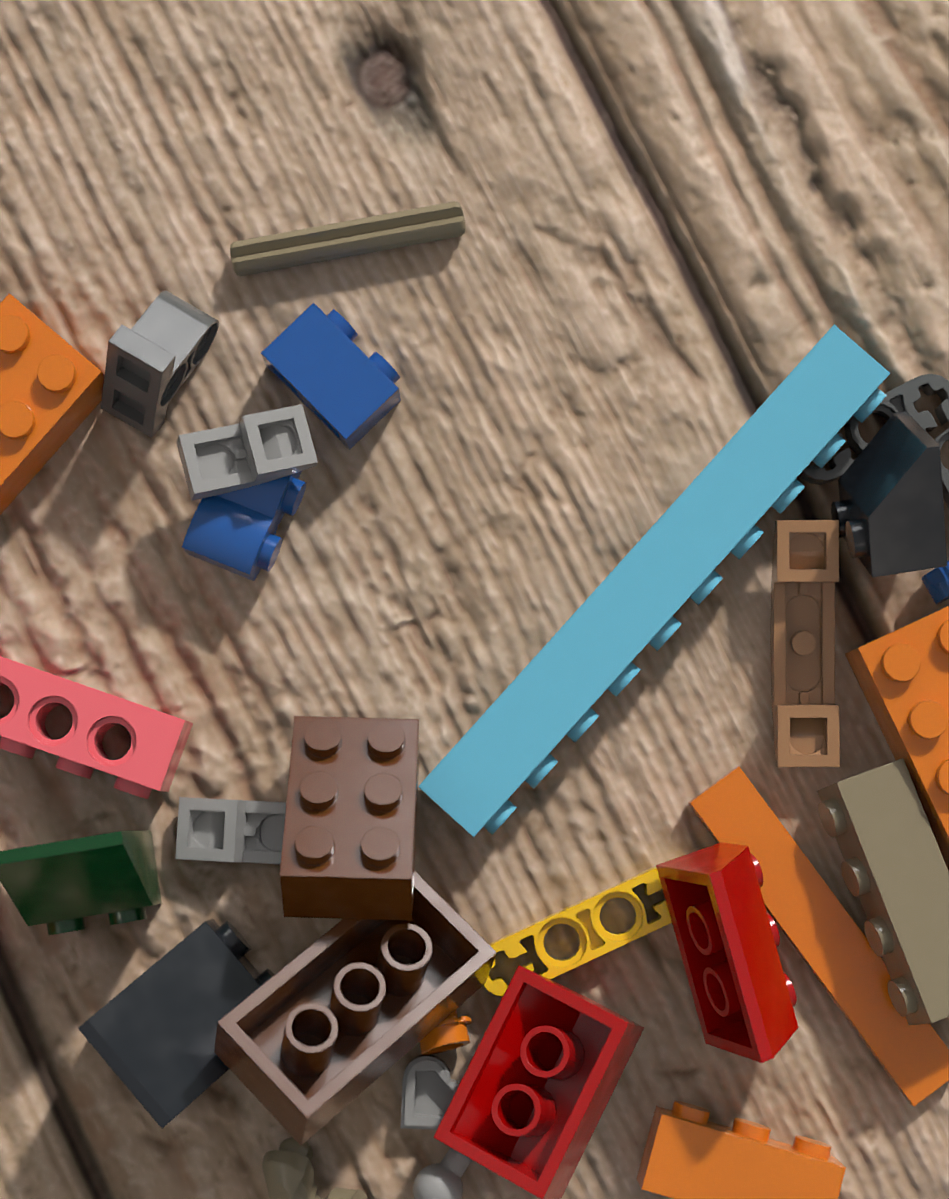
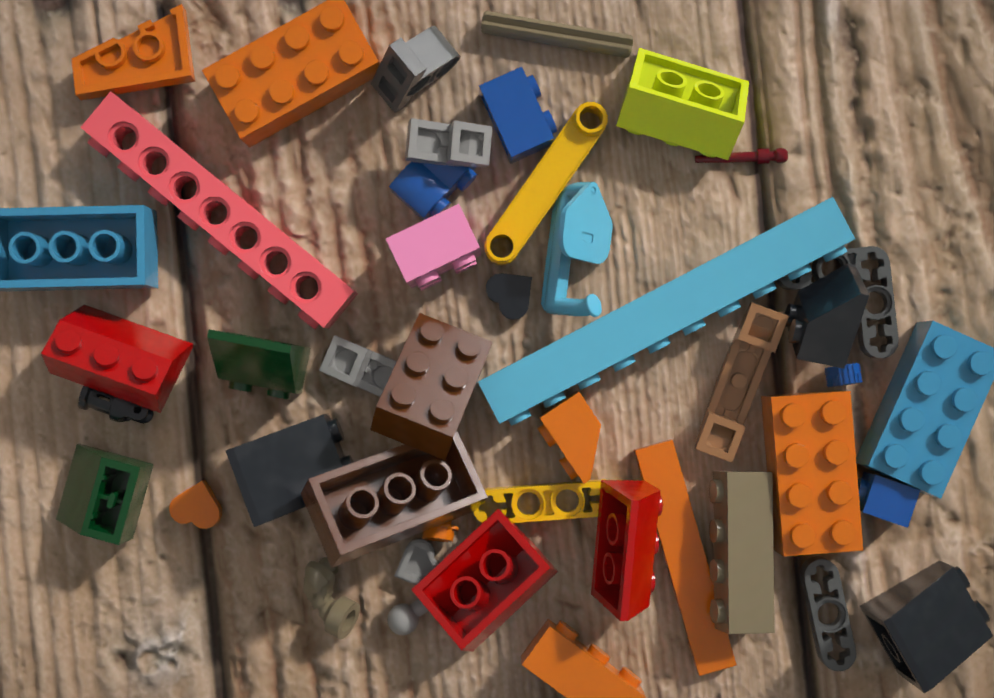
camera: 25 degrees right, 5 degrees up
(64, 1134) = (196, 506): none -> orange tile
(283, 612) = (435, 248): none -> bright pink brick
(411, 458) = (546, 182): none -> yellow piece
(420, 639) = (511, 294): none -> black tile
(486, 510) = (579, 232): none -> medium azure piece
(570, 272) = (684, 104): none -> neon yellow slope
(591, 808) = (575, 432): none -> orange slope
(709, 306) = (760, 156): none -> dark red piece

